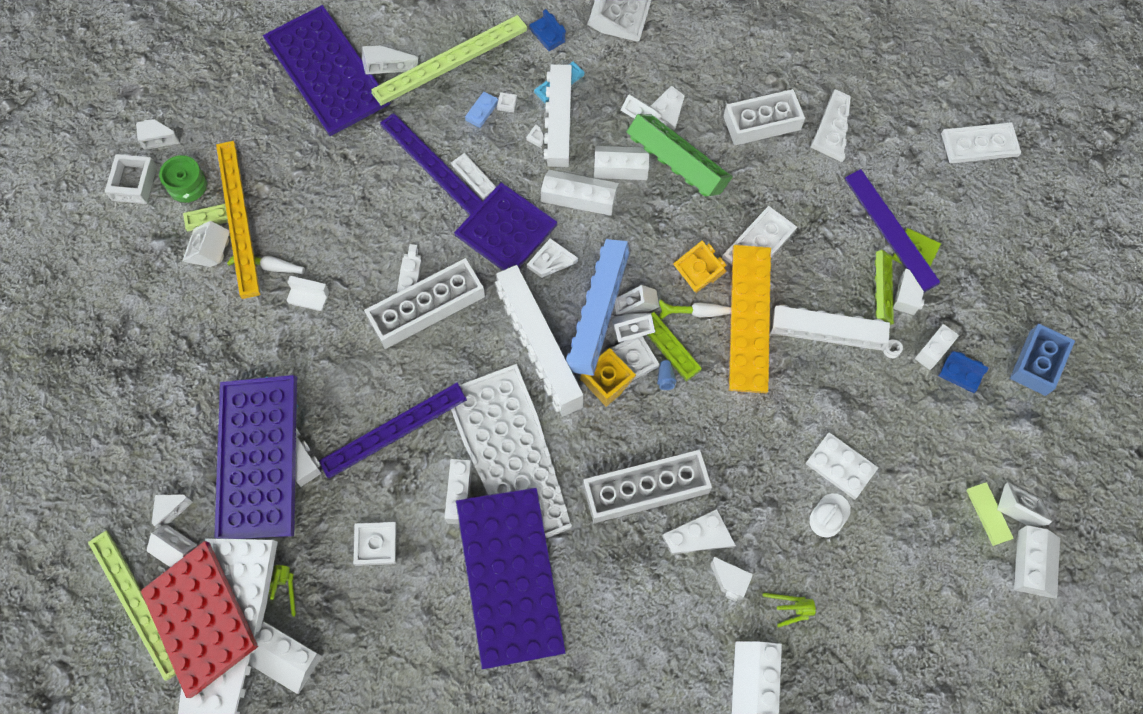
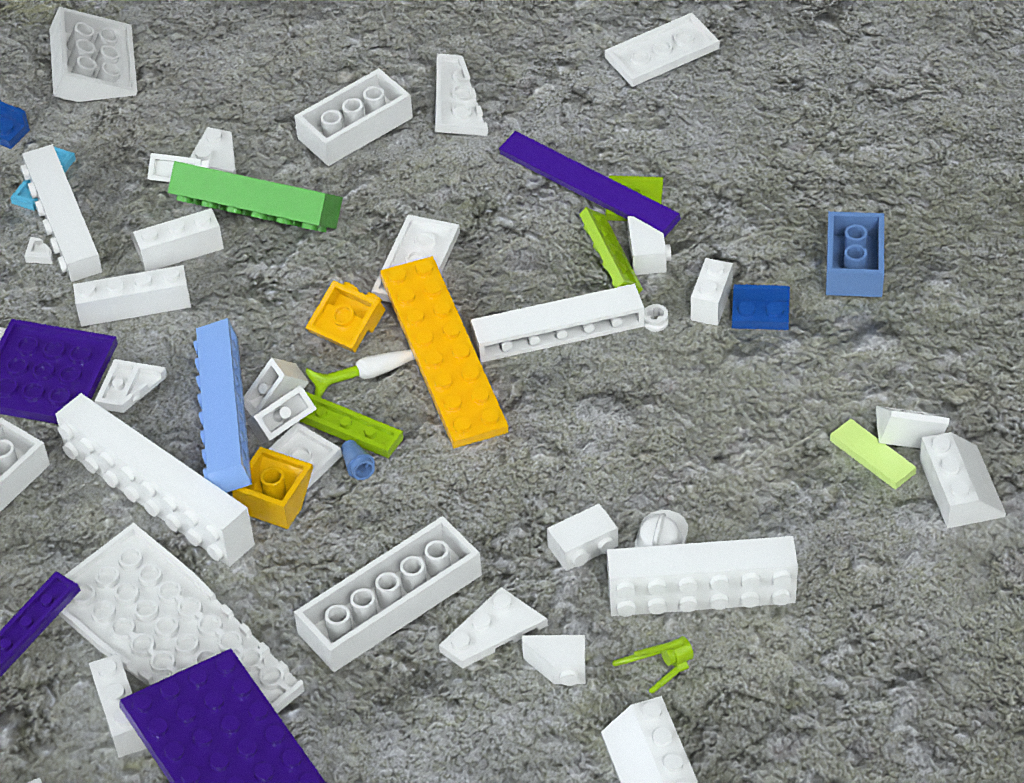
camera: 20 degrees left, 20 degrees down
(781, 496) = (582, 537): none -> white brick
(841, 465) = (649, 474): white plate -> none
(844, 565) = (702, 576): none -> white brick

